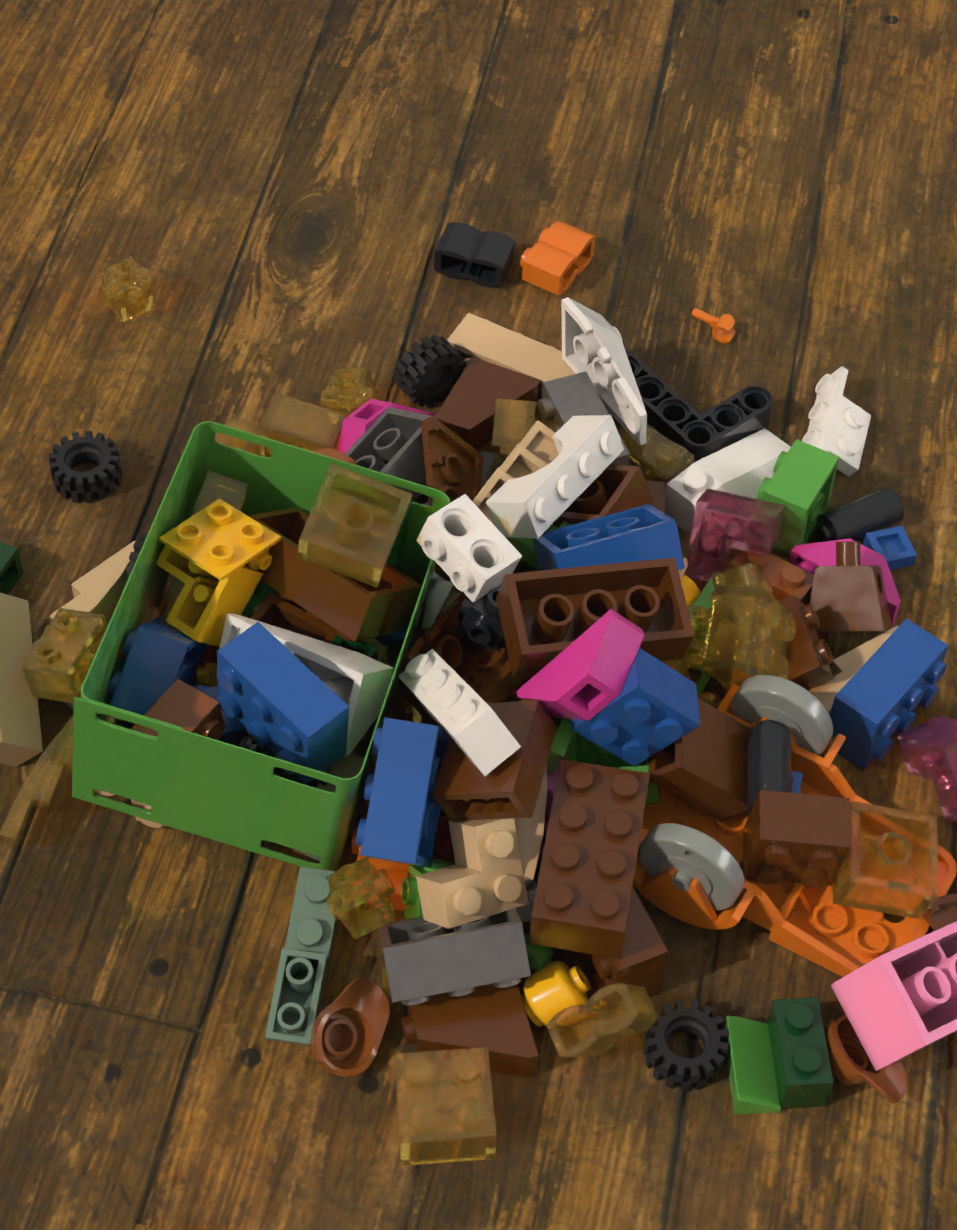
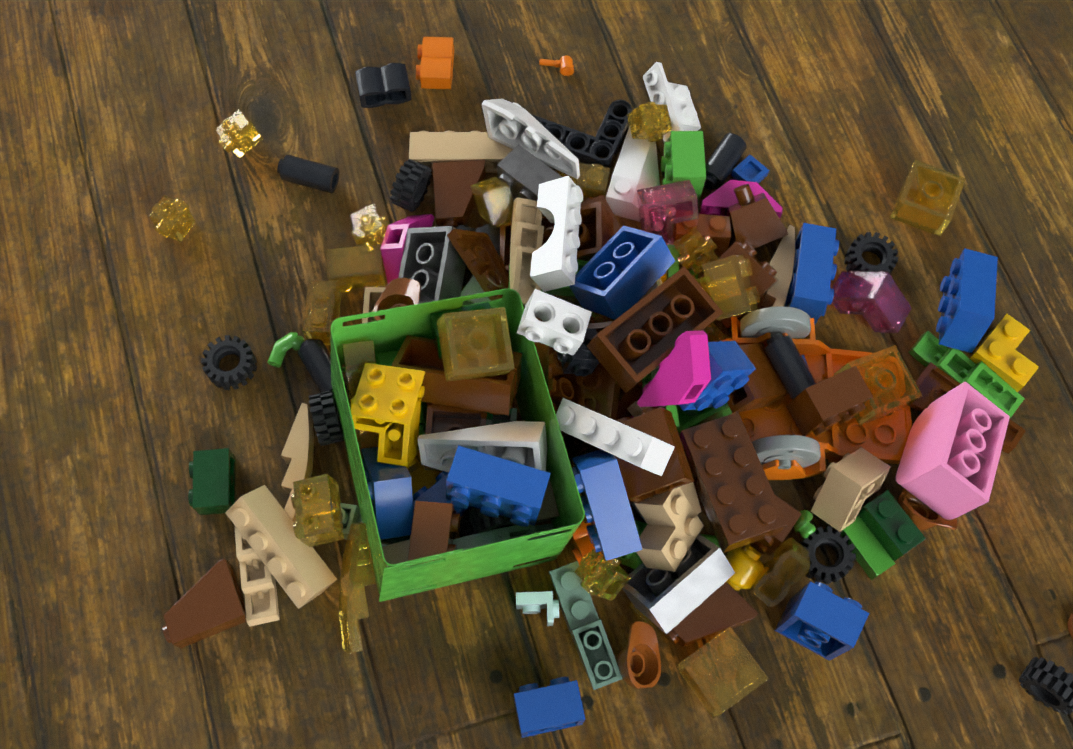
camera: 30 degrees left, 15 degrees up
(152, 483) = (281, 346): none -> bright green arm
(189, 1020) = (548, 707): none -> blue brick
(263, 233) = (238, 134): none -> clear yellow brick
(264, 900) = (535, 601): none -> light aqua bracket
(319, 311) = (308, 173): none -> black brick
(611, 1097) = (822, 621): none -> blue brick
(676, 985) = (803, 524): none -> bright green arm
(765, 959) = (847, 487): none -> tan brick
(781, 423) = (649, 121): none -> clear yellow brick

